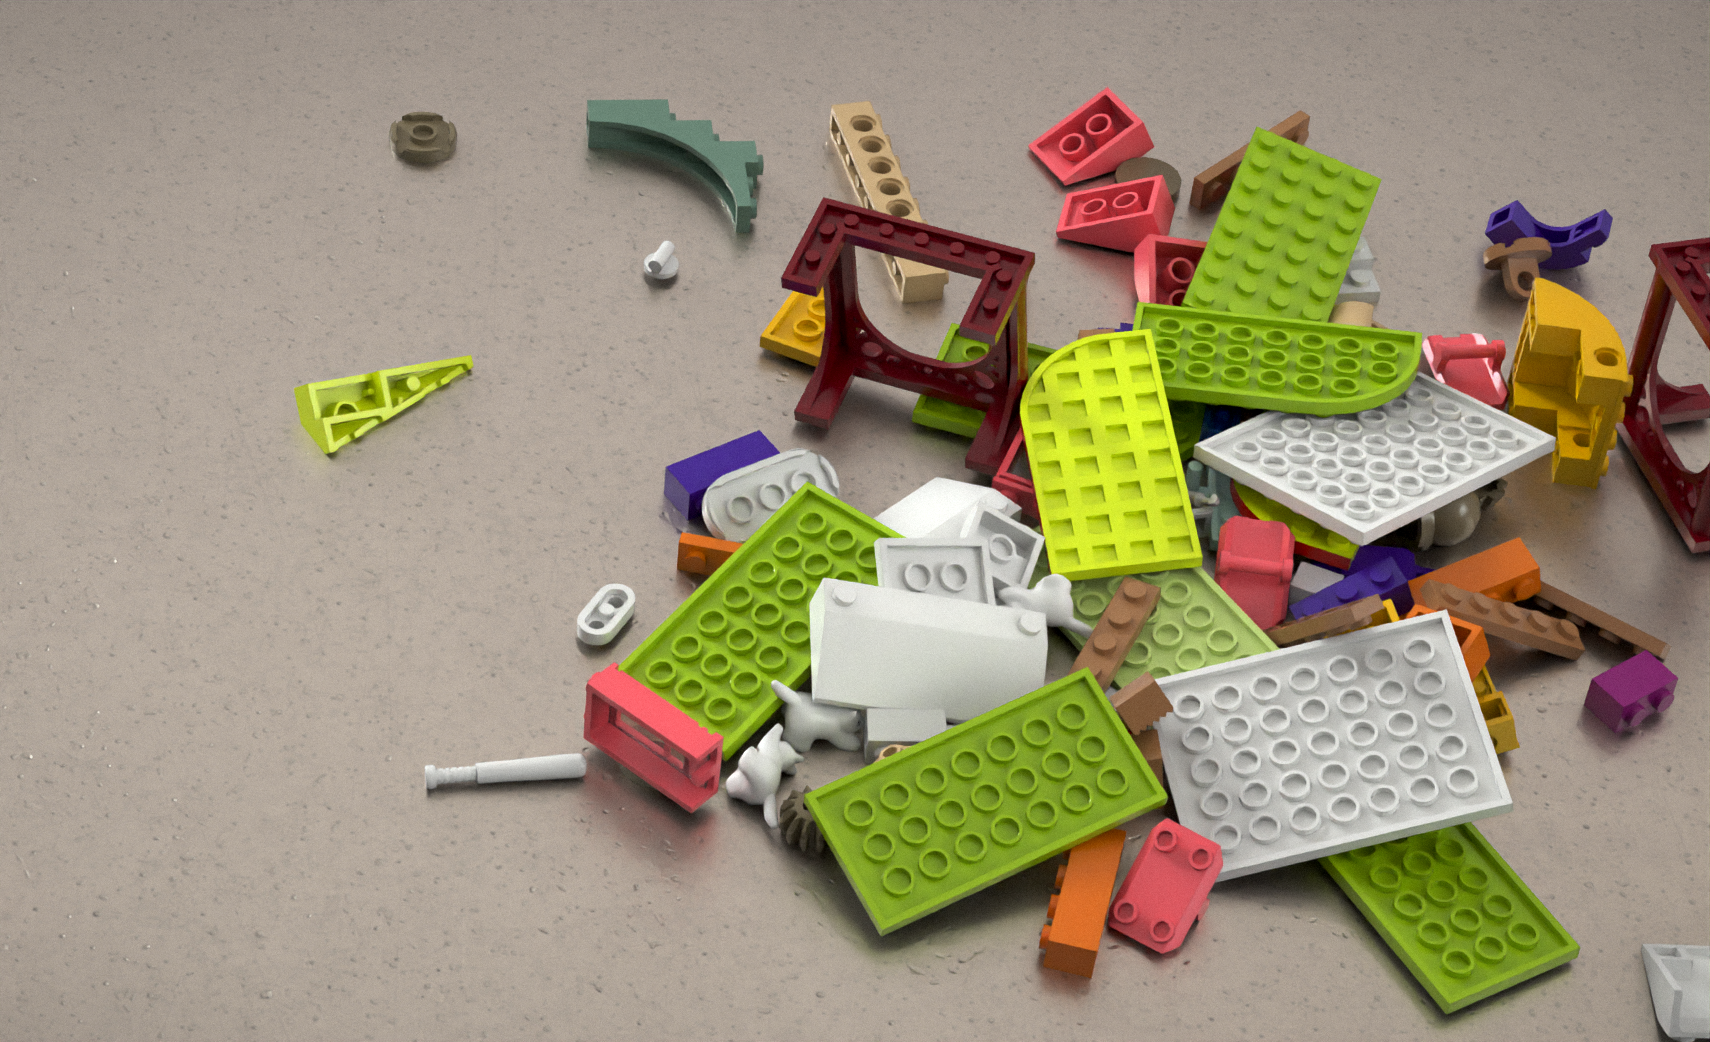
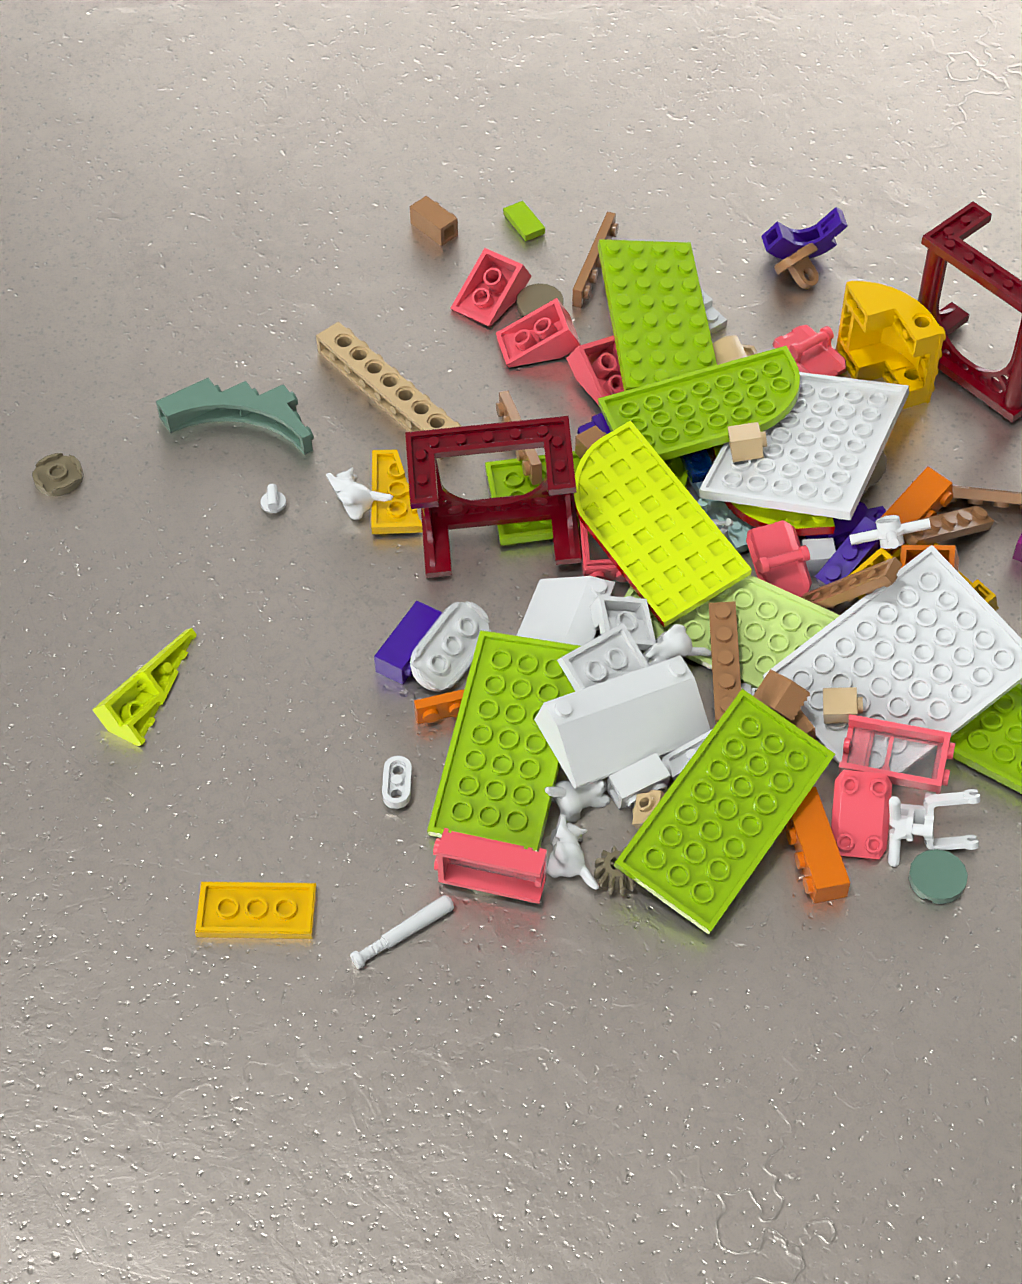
camera: 20 degrees left, 10 degrees up
(347, 676) = (256, 910): none -> yellow tile
(761, 292) = (353, 495): none -> white animal
(1071, 42) = (434, 220): none -> medium nougat brick
(1190, 86) = (524, 220): none -> lime tile
(1215, 750) = (840, 703): none -> tan brick
(1225, 1004) = (938, 876): none -> sand green tile
(1242, 928) = (919, 820): none -> white piece
(1260, 836) = (904, 752): none -> door
(1290, 413) = (746, 441): none -> tan brick
(1408, 581) = (890, 531): none -> white bar

